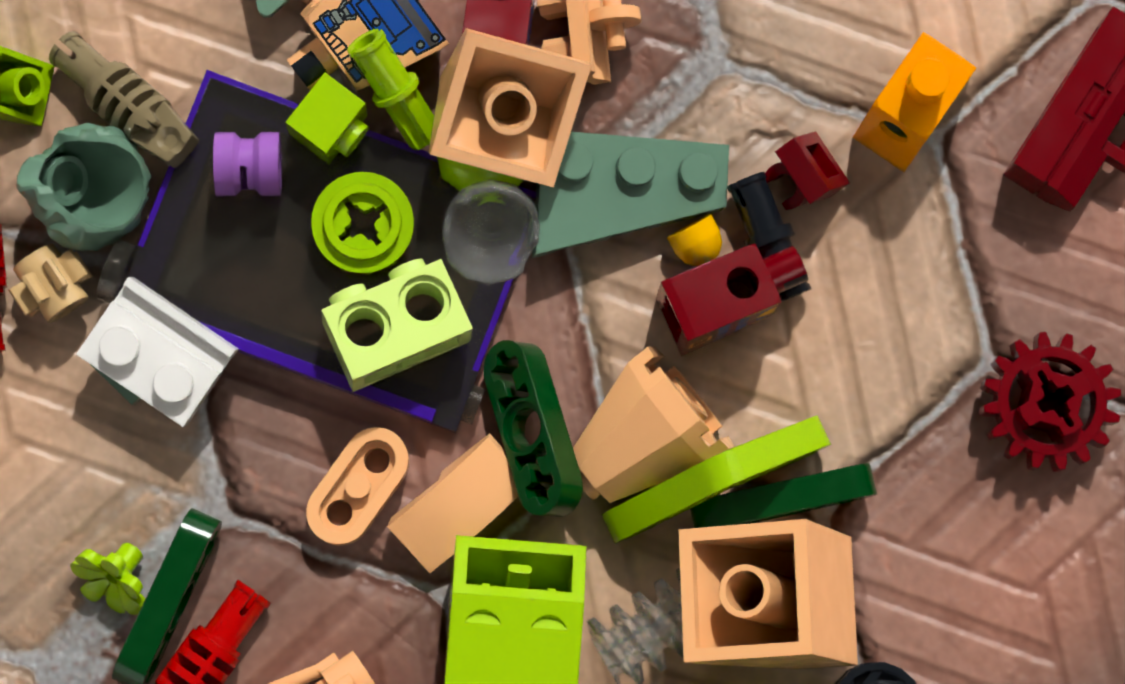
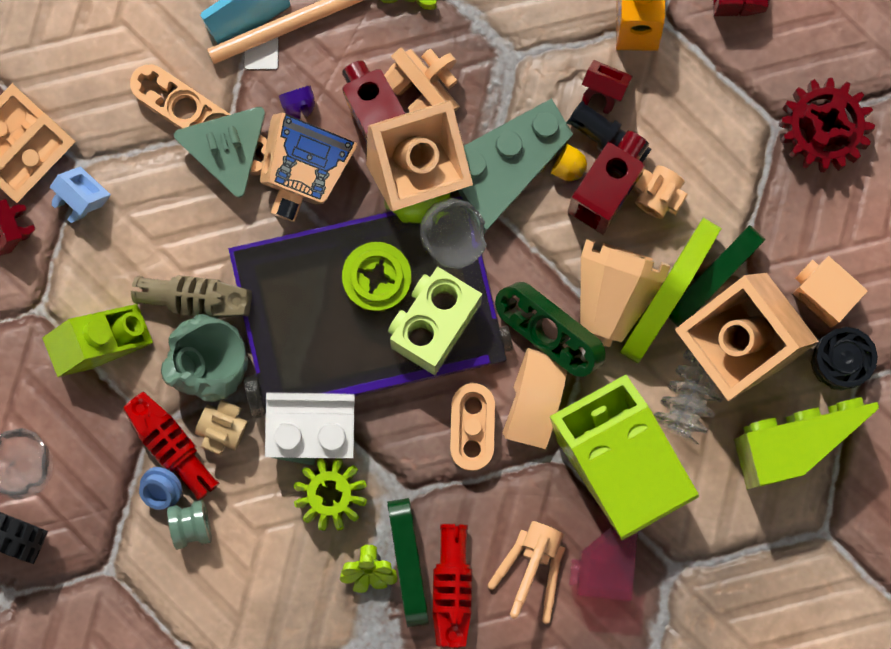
camera: 25 degrees left, 0 degrees up
(106, 454) = (318, 502): none -> lime gear
(247, 164) = (290, 285): medium lavender wheel -> none
(329, 120) = (319, 230): lime plate -> none
(393, 87) = (344, 188): lime axle -> none
(784, 348) = (659, 192): none -> light nougat gear
(912, 609) = (828, 290): none -> light nougat brick

